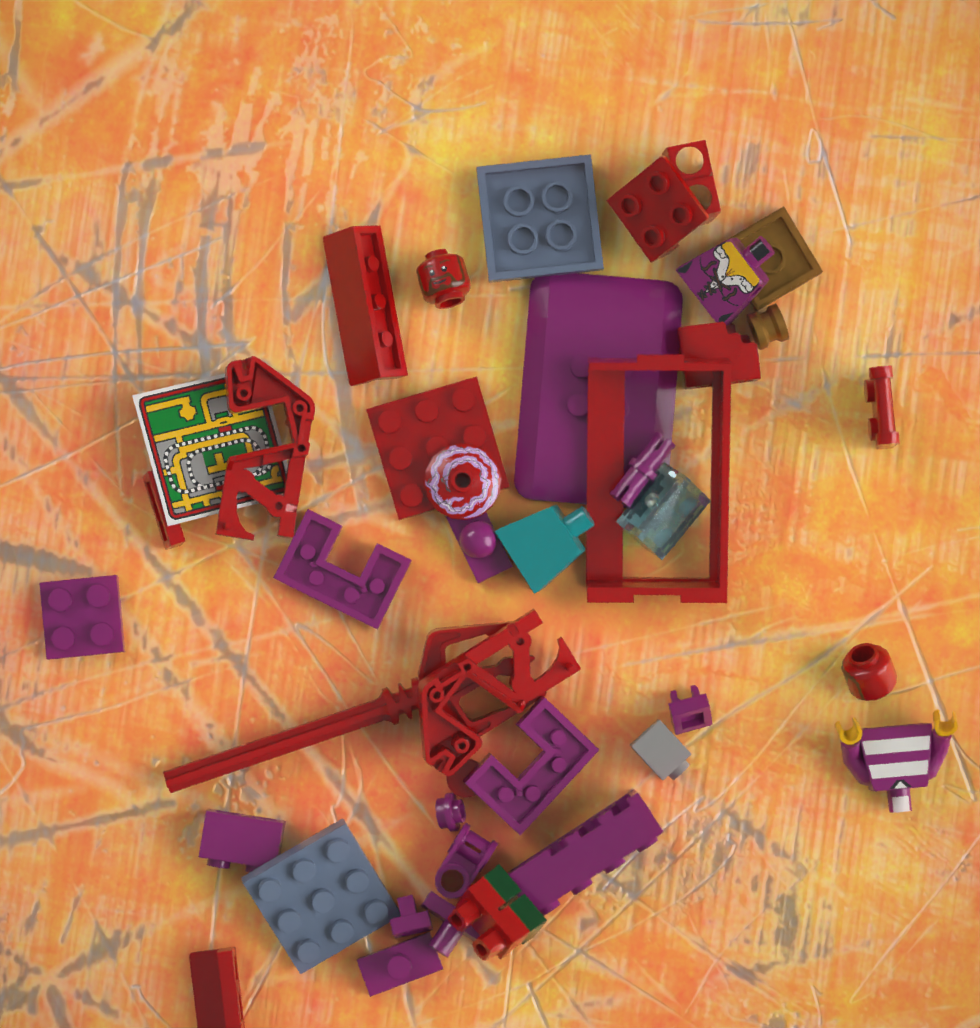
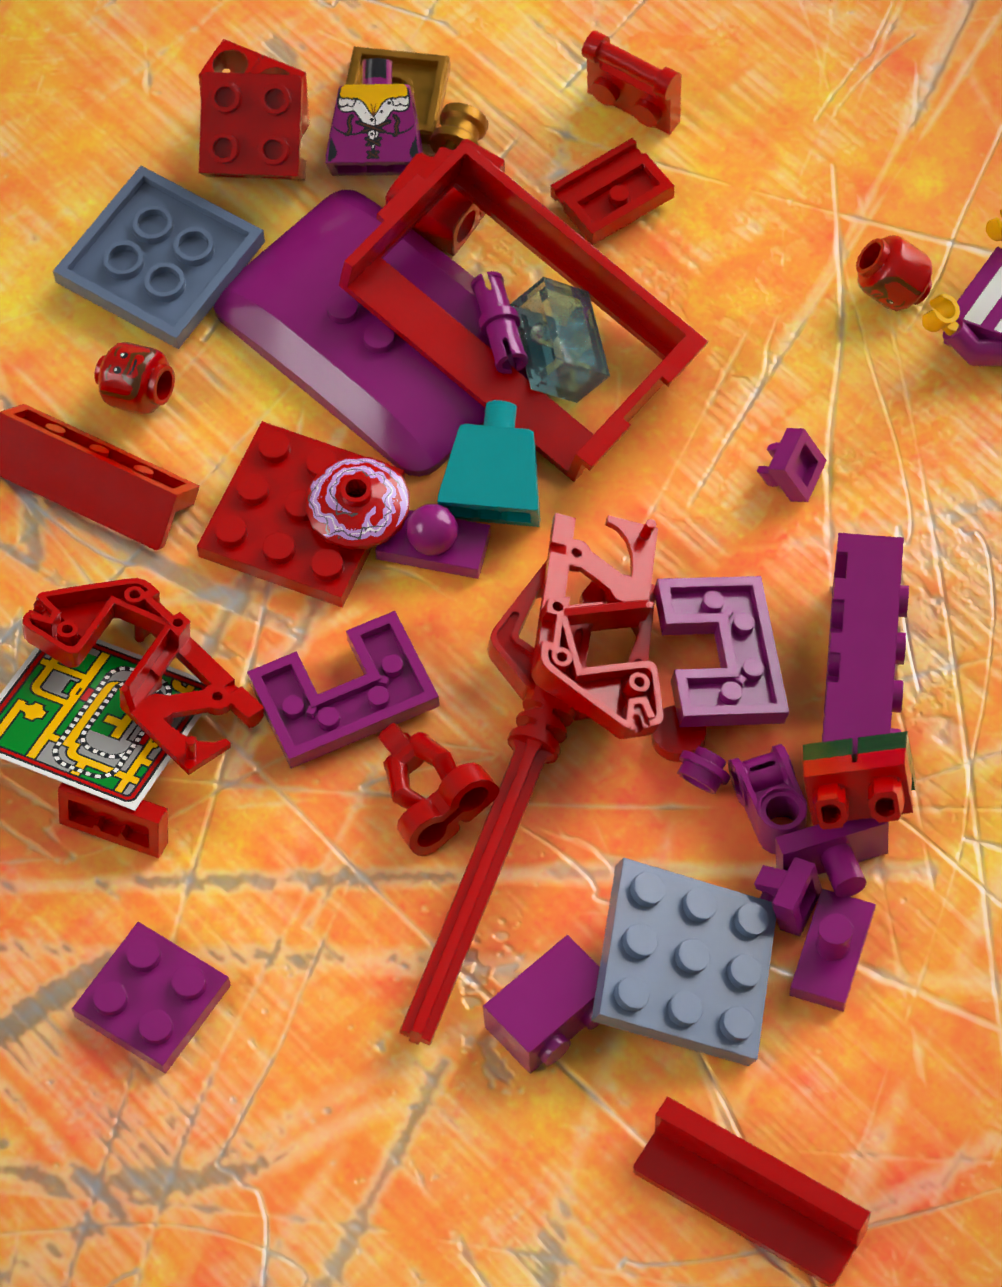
camera: 45 degrees left, 25 degrees down
(319, 693) = (460, 796): none -> red piece
(662, 751) = (812, 517): light grey brick -> none
(800, 452) = (612, 191): none -> red plate

